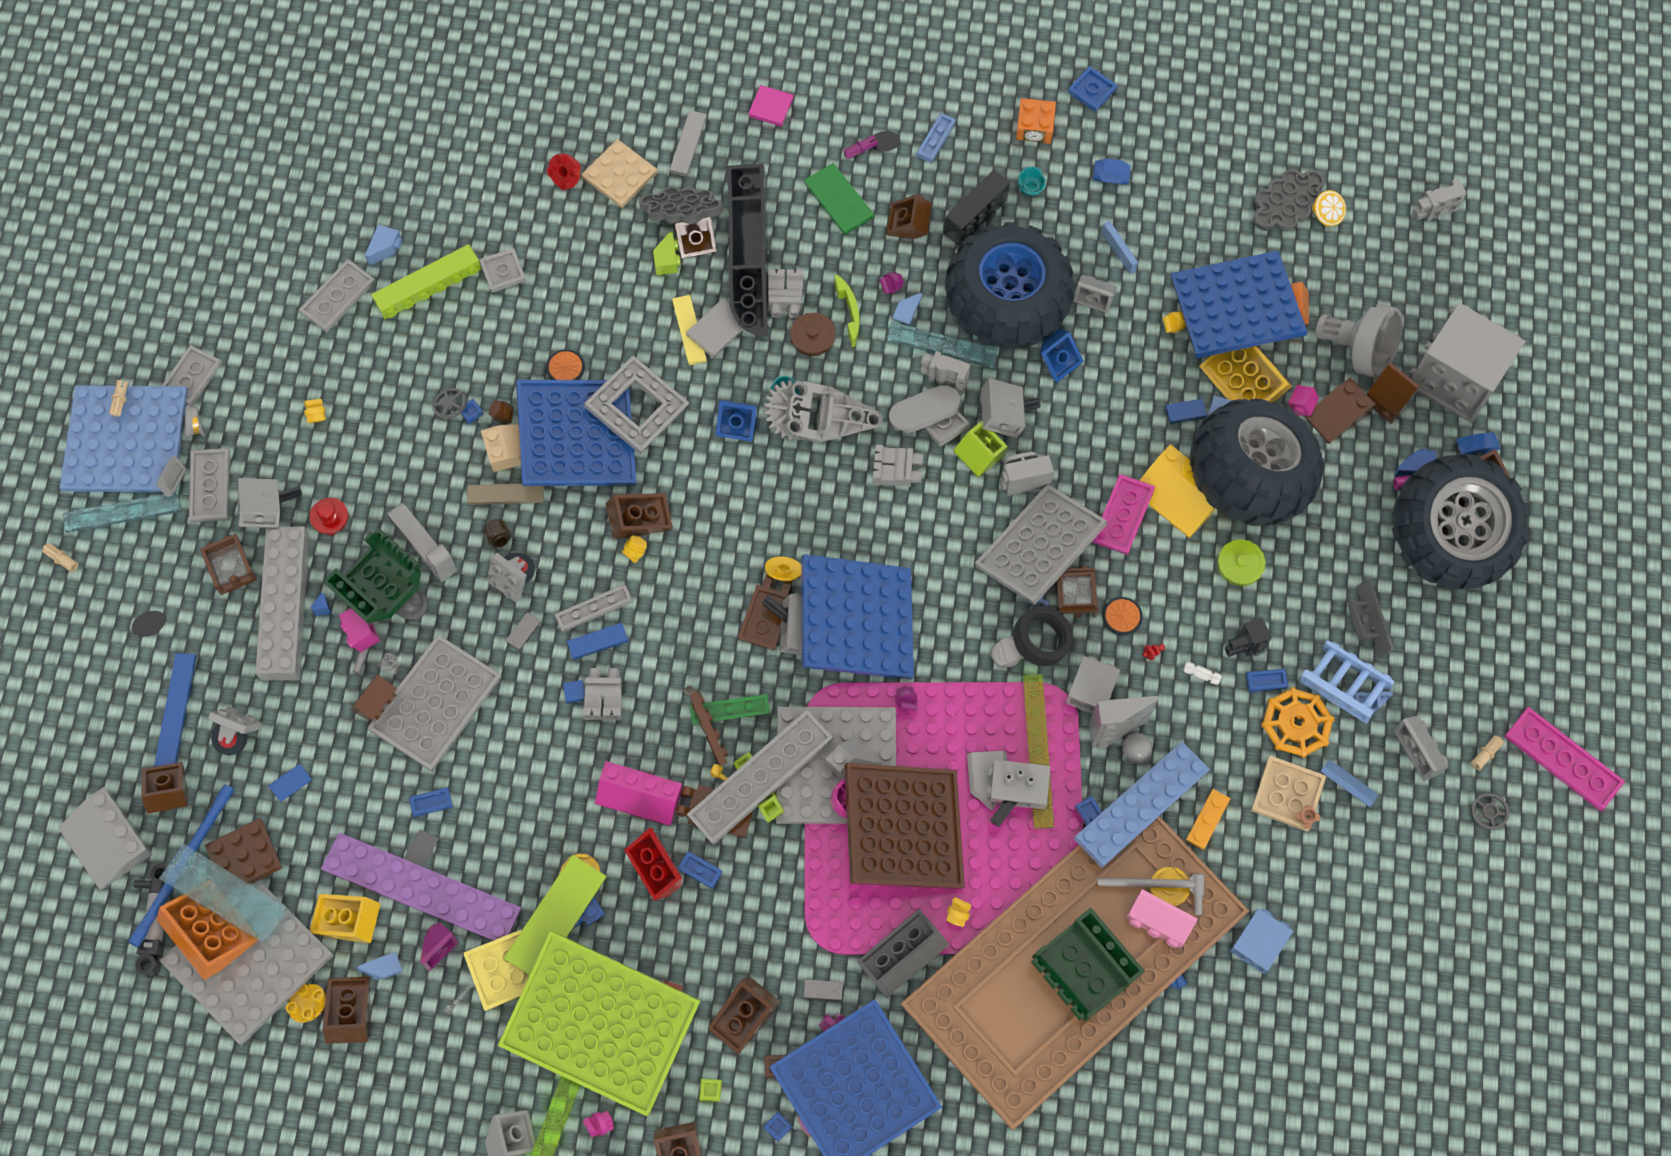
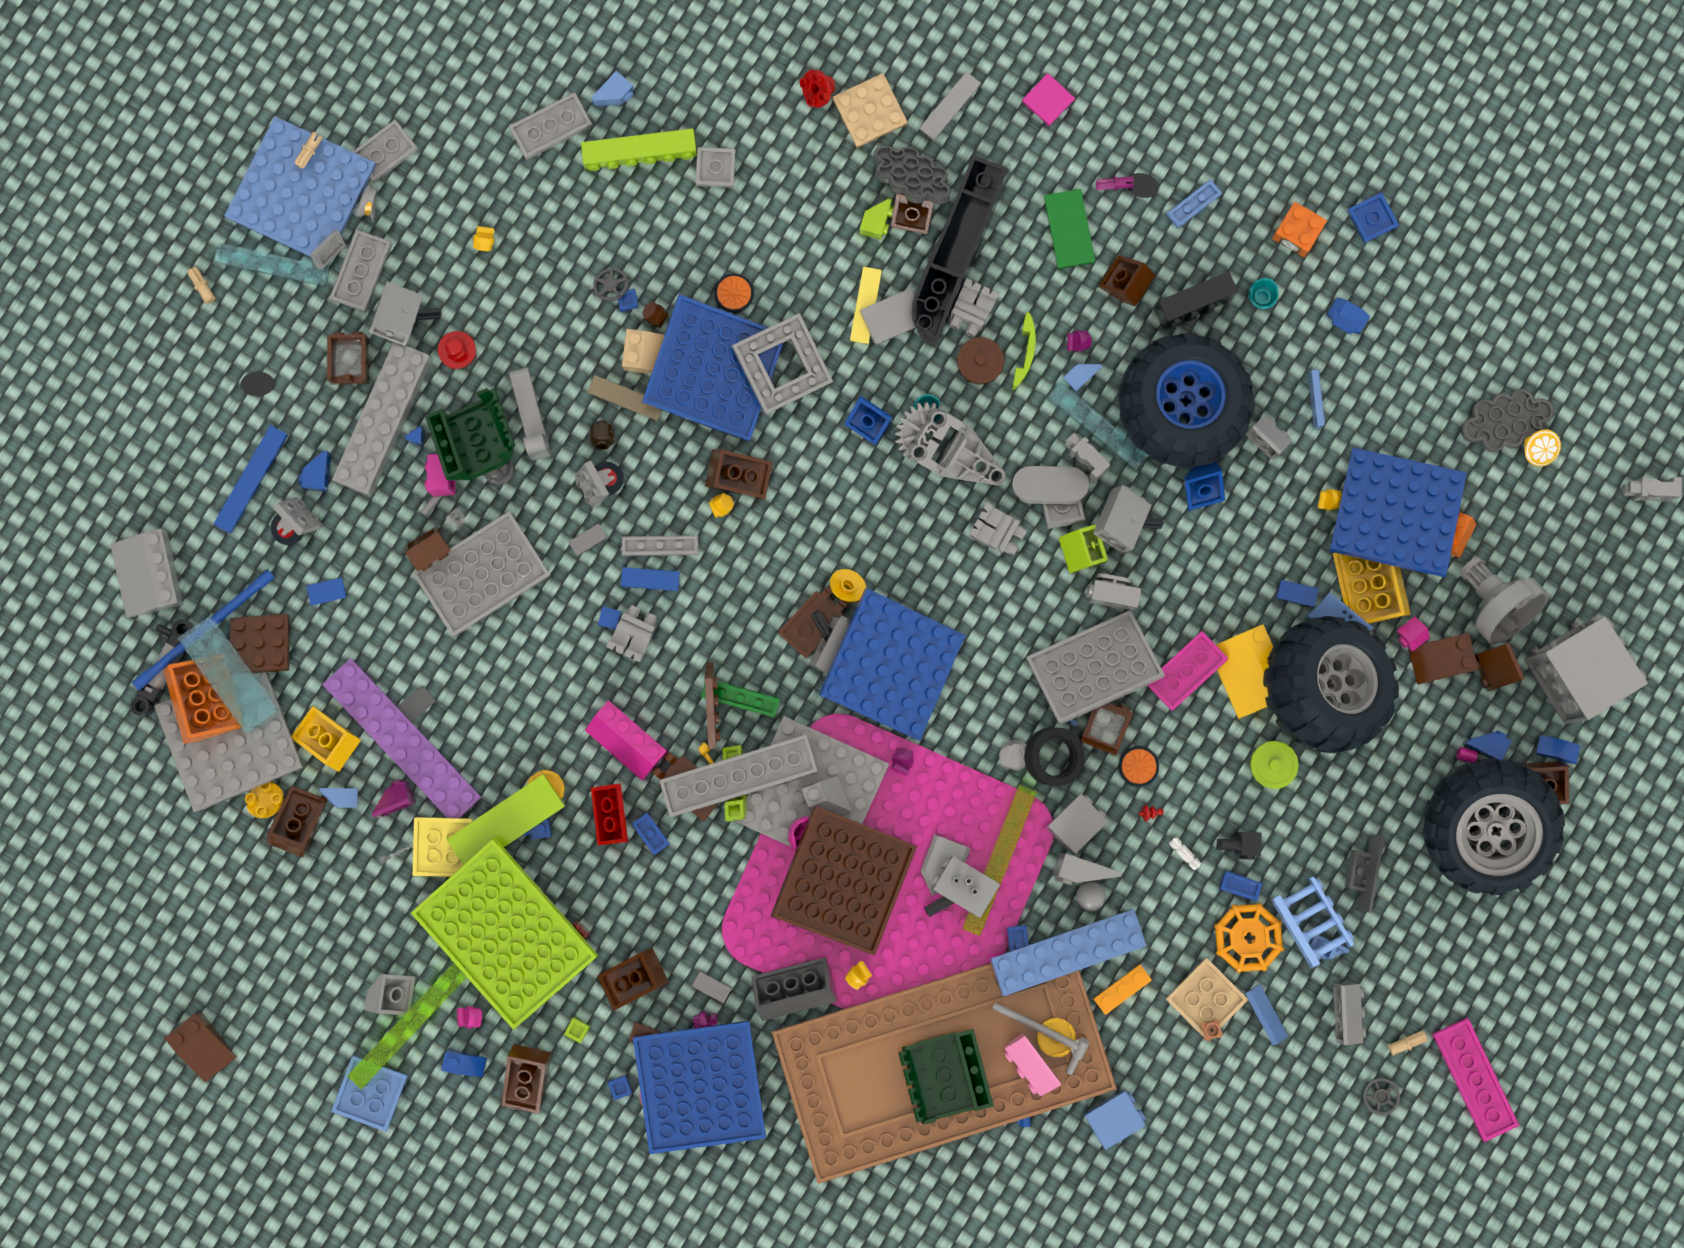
camera: 25 degrees right, 15 degrees up
(164, 787) = (214, 549): reddish brown slope -> none
(238, 678) = (316, 473): none -> blue slope
(431, 802) = (441, 665): blue tile -> none

